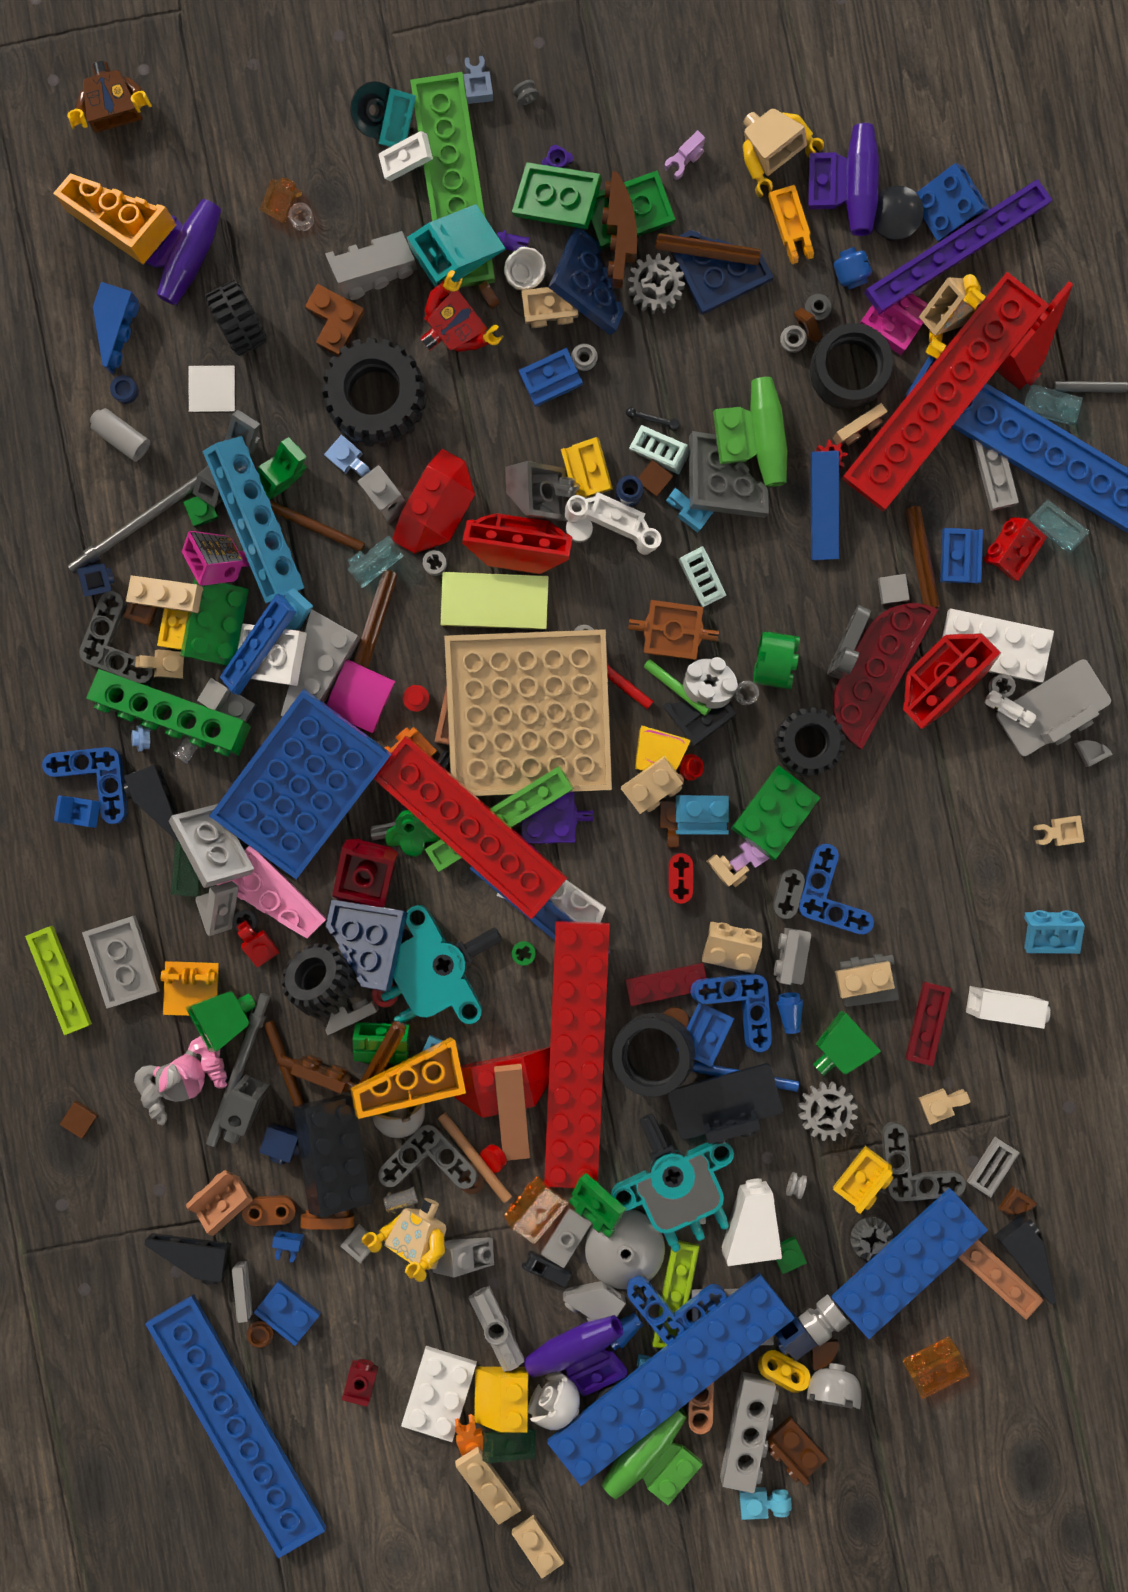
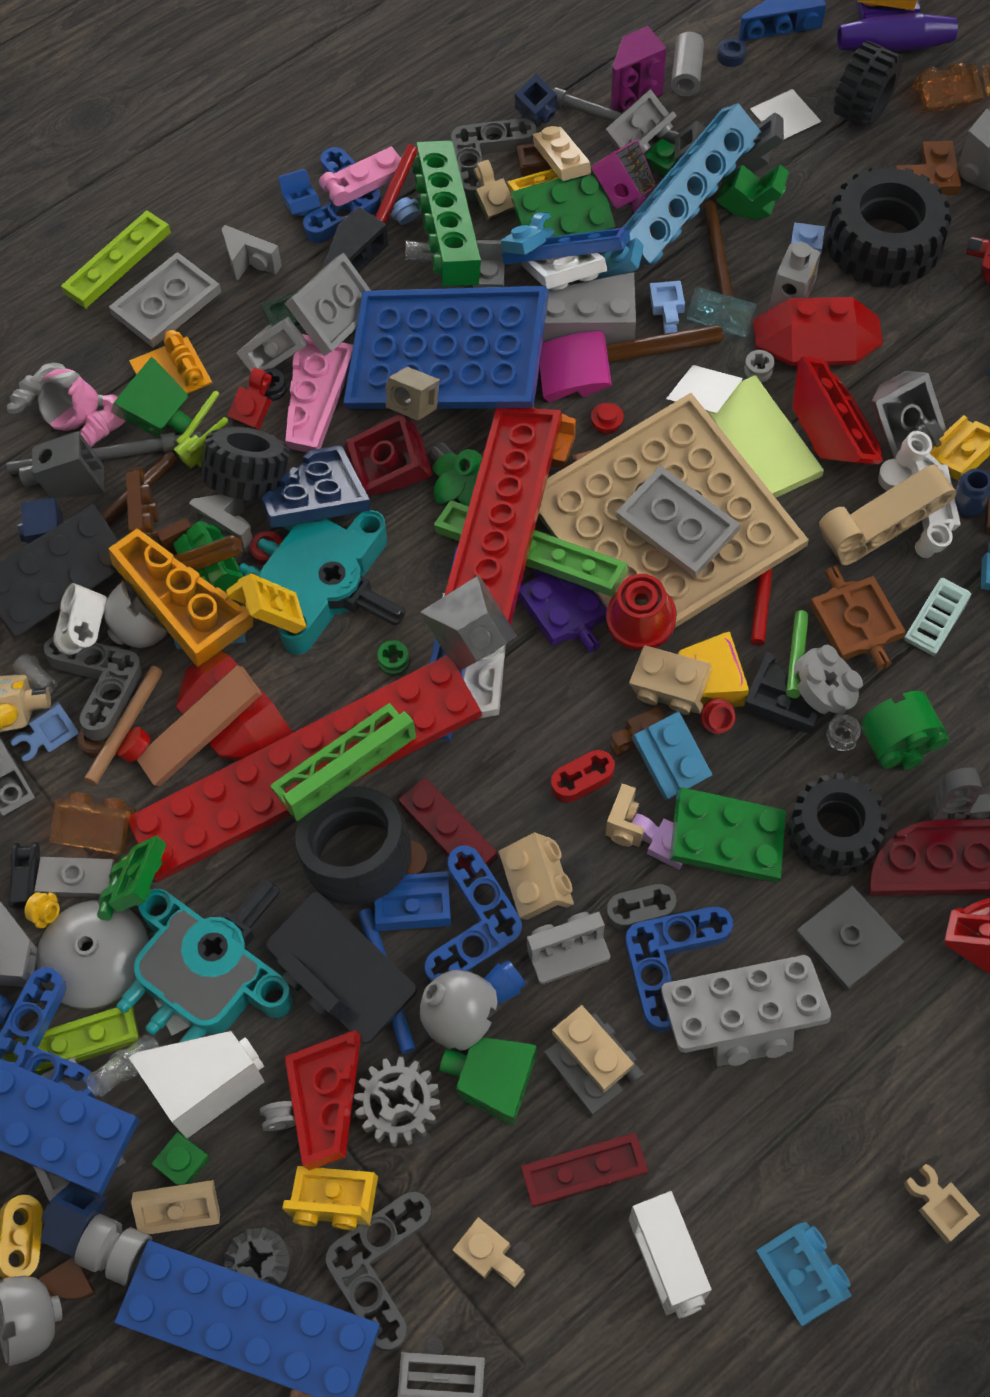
camera: 65 degrees right, 25 degrees down
(91, 753) = (360, 177): none -> bright pink plate
(108, 883) = (249, 250): none -> light grey slope
(112, 482) = (637, 68): none -> magenta slope
(117, 736) = (396, 183): none -> red bar
(167, 513) = (640, 122): none -> light grey bracket
(235, 668) = (527, 238): none -> dark azure plate
(264, 249) = (949, 87): none -> clear orange bracket
(277, 1006) = (192, 449): none -> lime plant
(333, 835) = (412, 393): none -> dark tan brick
(341, 593) = (668, 301): none -> light blue plate
(345, 1054) = (172, 533): none -> reddish brown tile
(384, 1153) = (79, 619): none -> white piece
(432, 614) = (707, 386): none -> white sticker
(450, 1211) = (49, 729): none -> medium blue plate
(456, 1024) = (269, 602): none -> yellow bracket
(543, 710) = (678, 521): none -> light grey plate
(553, 901) = (468, 623): none -> flat silver slope
(580, 1268) = (42, 909): none -> yellow plate
(585, 769) = (641, 625): none -> red piece
(608, 1035) = (346, 766): none -> bright green fence
(615, 562) = (885, 516): none -> tan beam
(717, 1265) = (118, 1068): none -> clear pin
(797, 1047) = (457, 1008): none -> light grey cylinder
(802, 1155) = (322, 1097): none -> red wing
(818, 1271) = (176, 1207): none -> tan plate
(879, 778) = (849, 938): none -> dark grey plate
(891, 873) = (746, 1009): none -> light grey bracket

